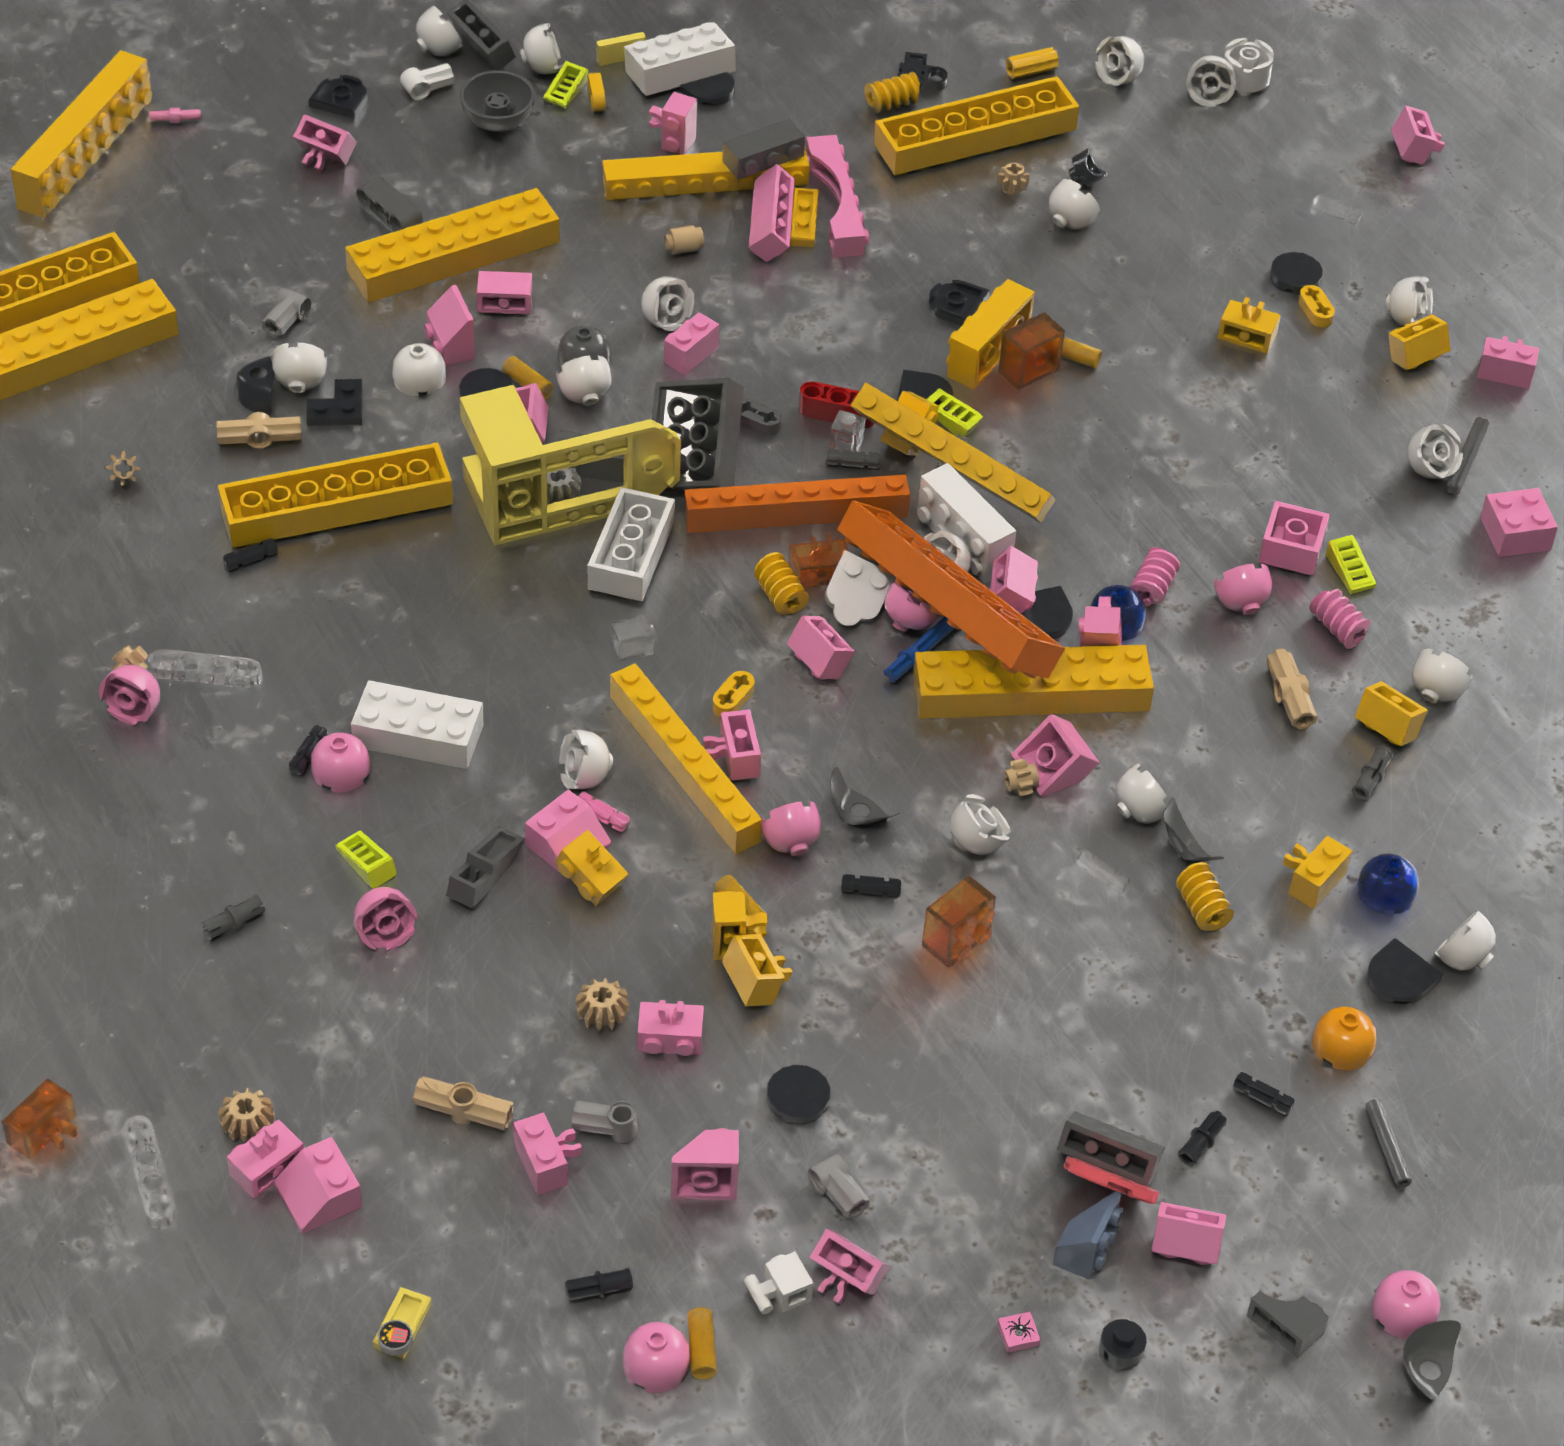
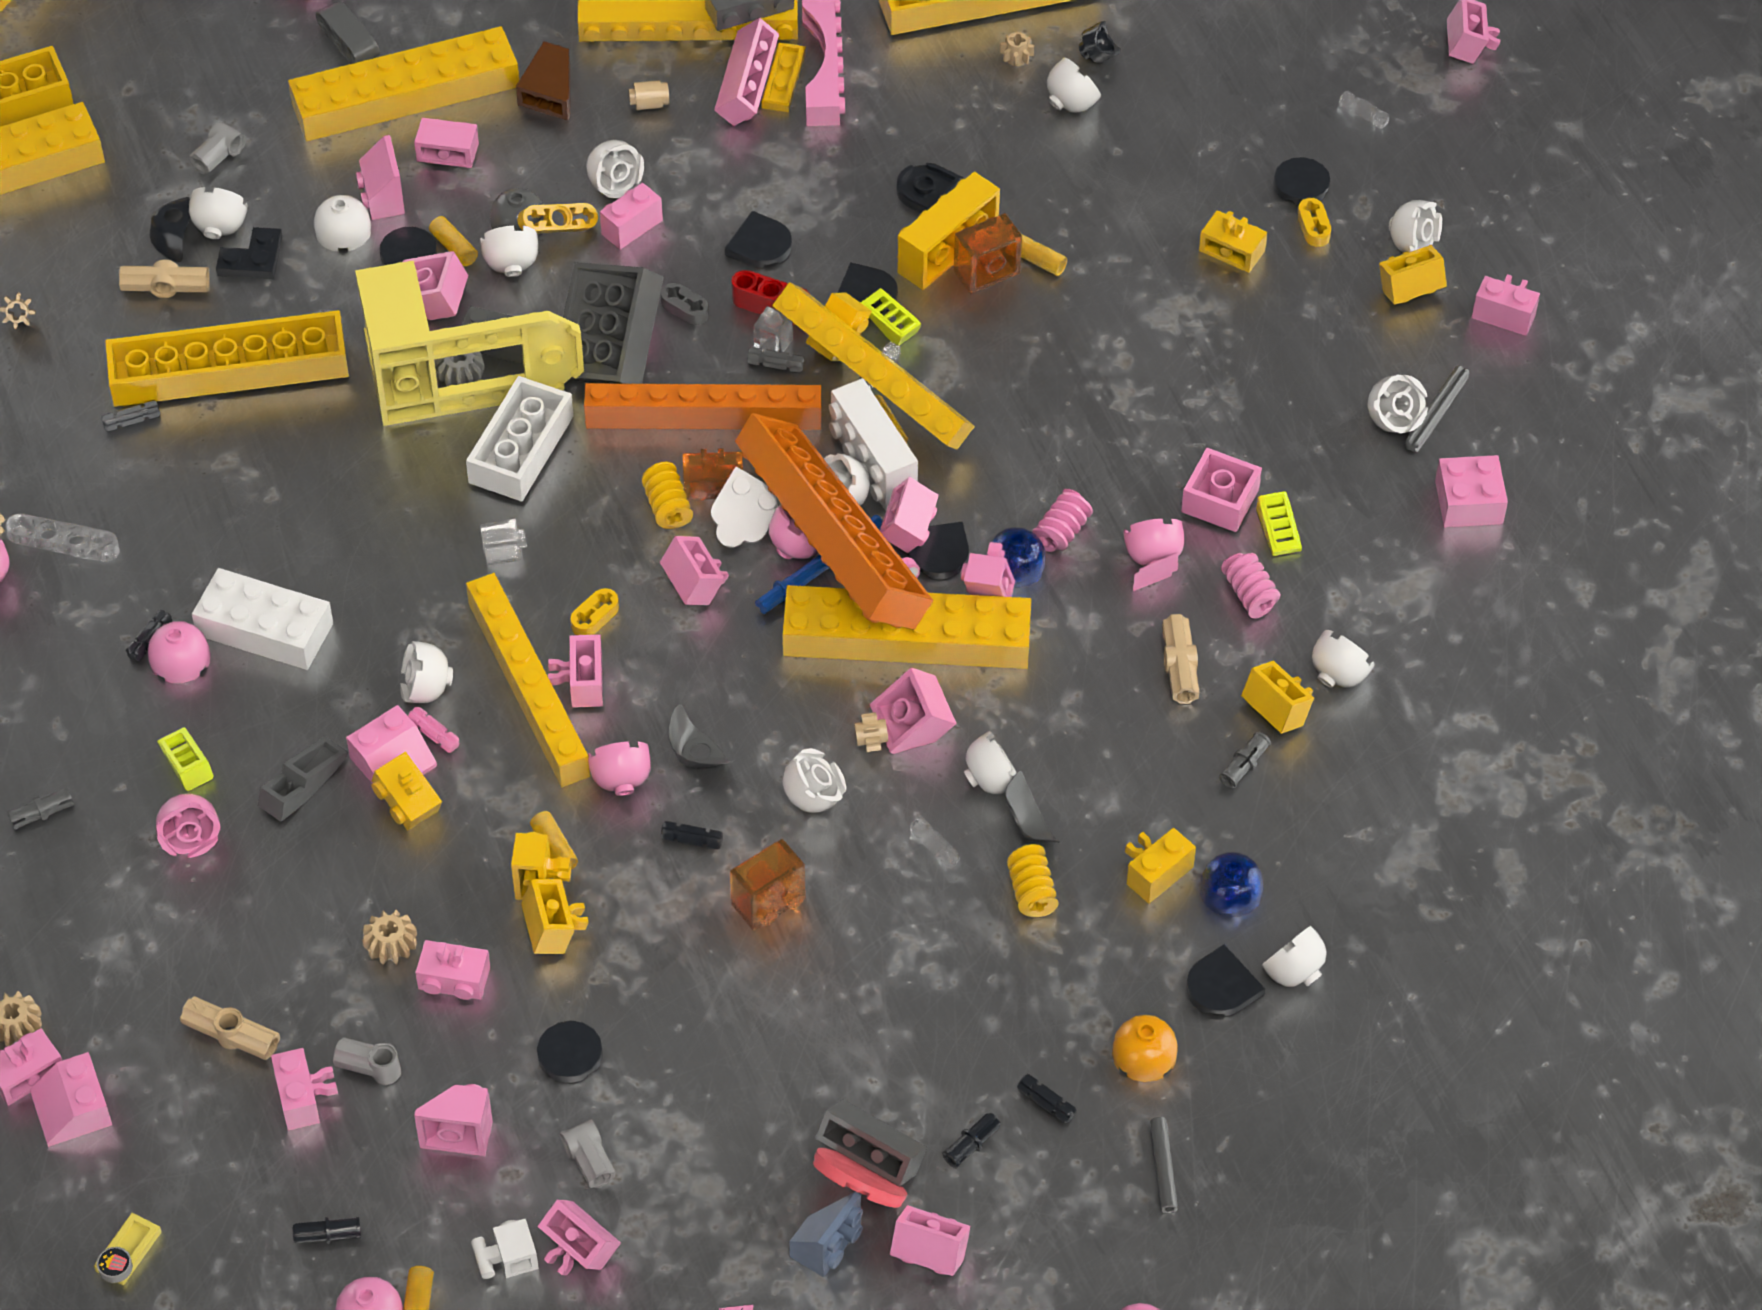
camera: 10 degrees right, 5 degrees up
(587, 235) = (547, 82): none -> reddish brown slope
(632, 344) = (567, 210): none -> yellow beam
(815, 358) = (760, 241): none -> black tile
(1250, 614) = (1156, 571): none -> bright pink sticker

